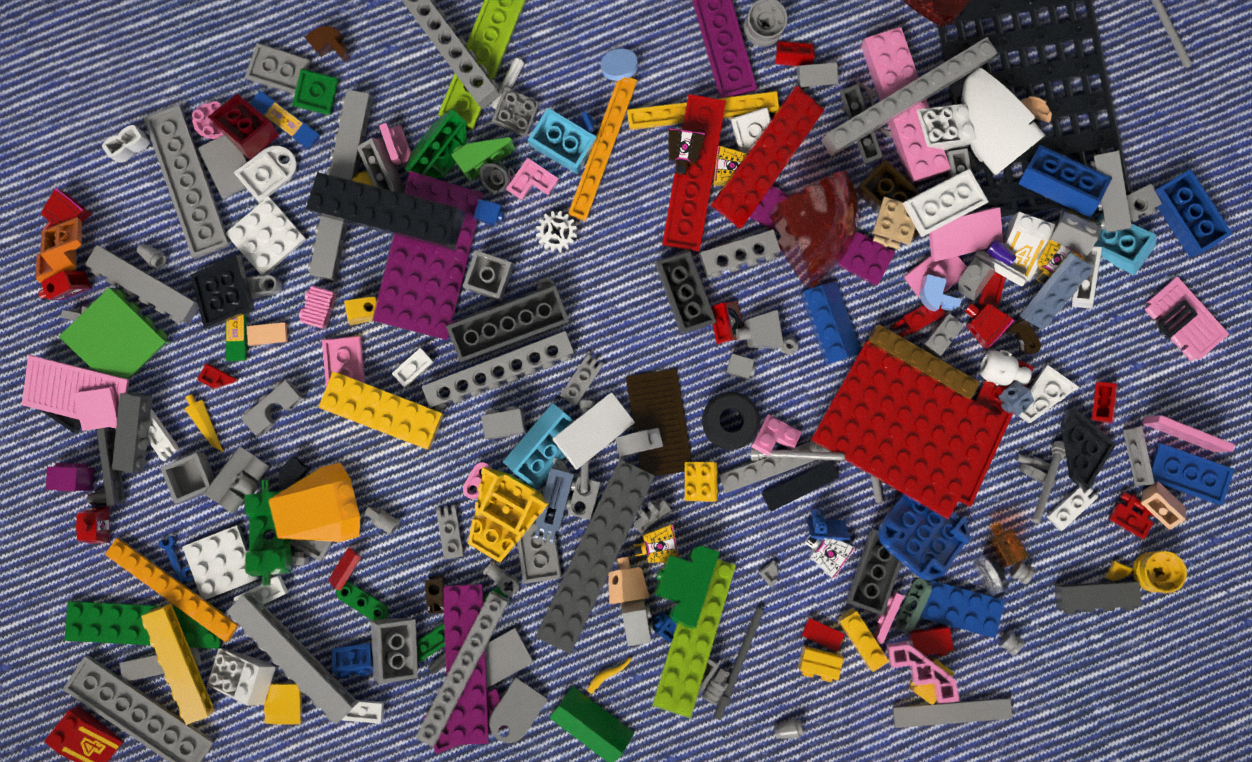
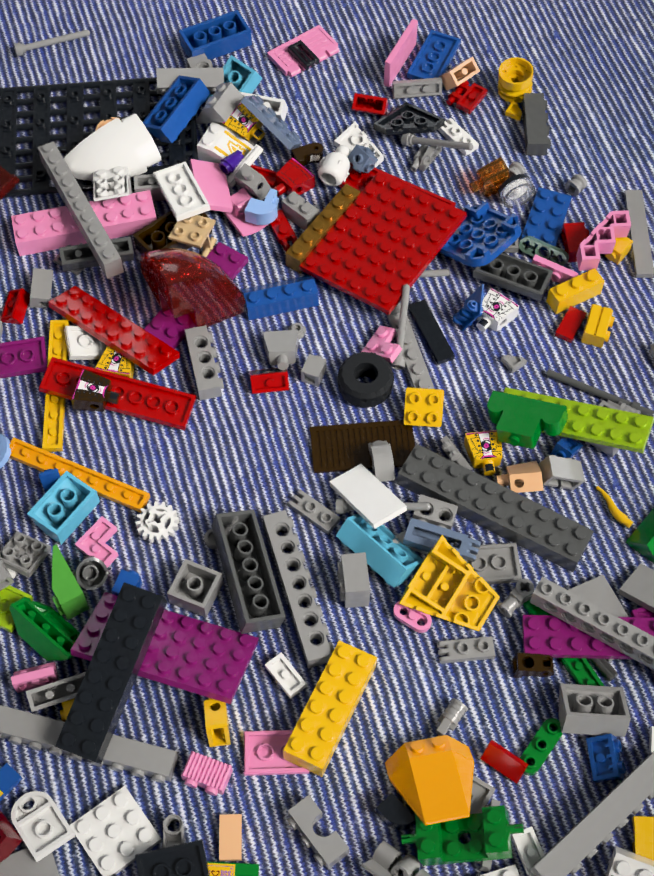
camera: 90 degrees left, 25 degrees down
(685, 293) = (236, 408): dark grey brick -> none

